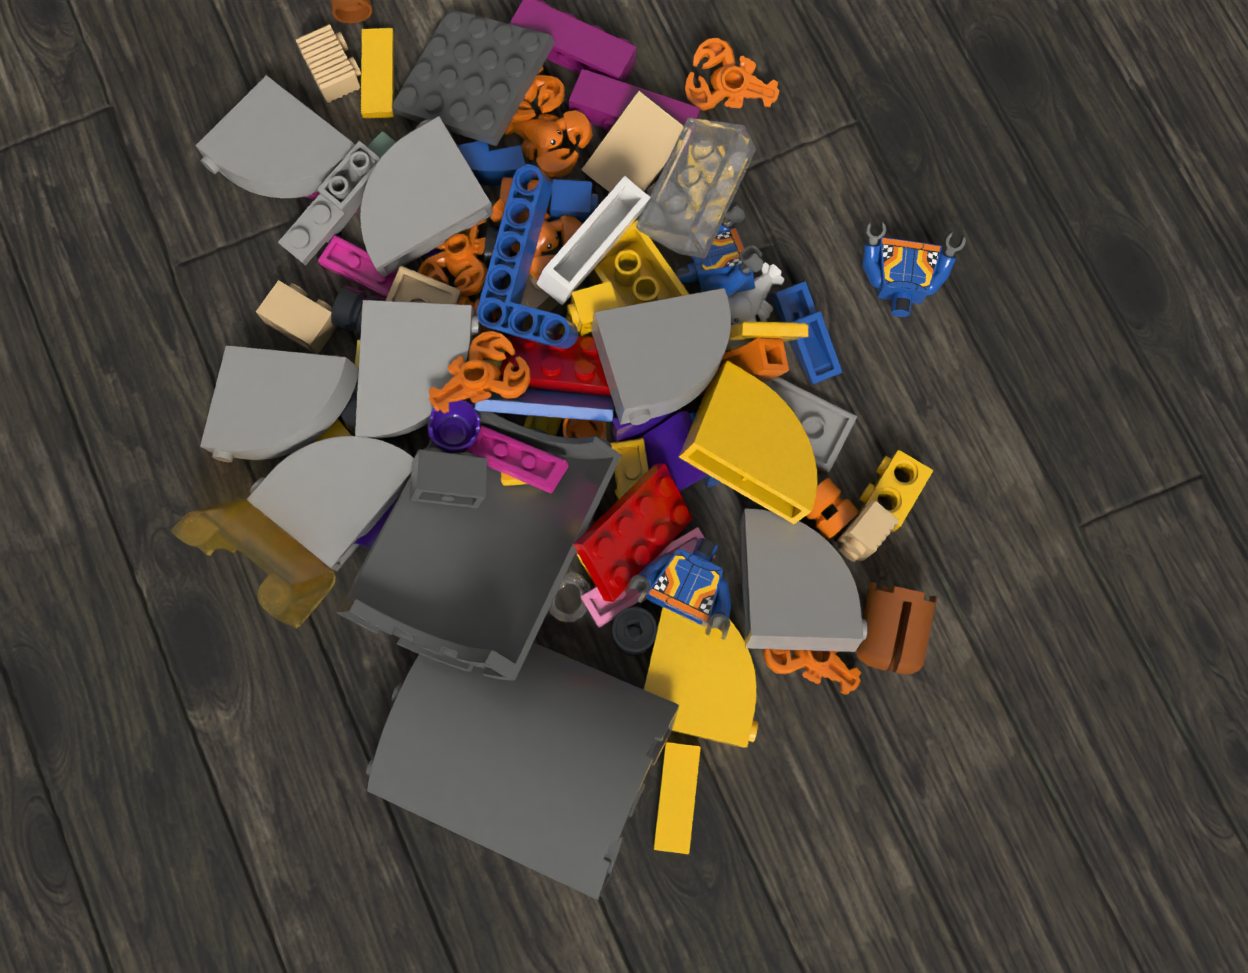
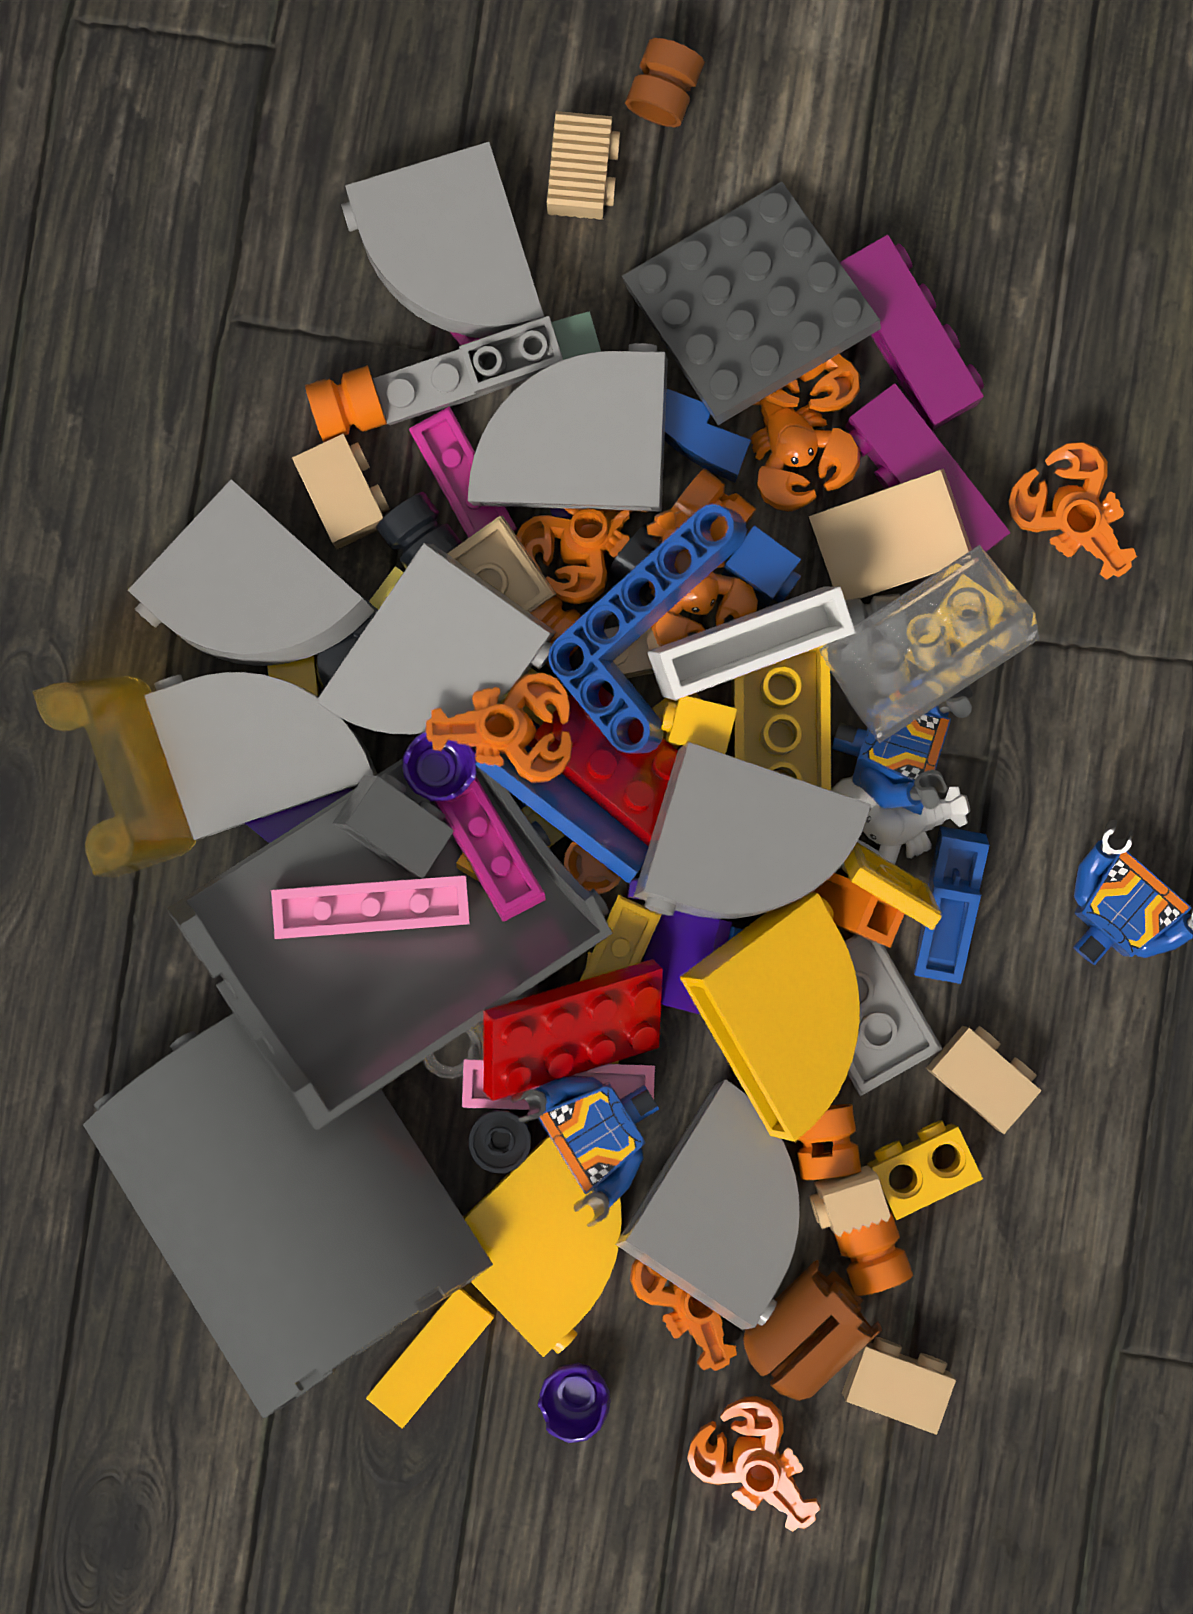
camera: 35 degrees right, 10 degrees up
(271, 265) = (345, 404): none -> orange wheel
(377, 73) = (636, 214): yellow tile -> none
(464, 535) = (370, 907): none -> bright pink plate
(784, 765) = (574, 1402): none -> dark purple hair
(893, 416) = (984, 1078): none -> tan brick
(900, 558) = (874, 1257): none -> orange wheel
(916, 730) = (755, 1461): none -> orange animal
(969, 626) = (899, 1385): none -> tan brick

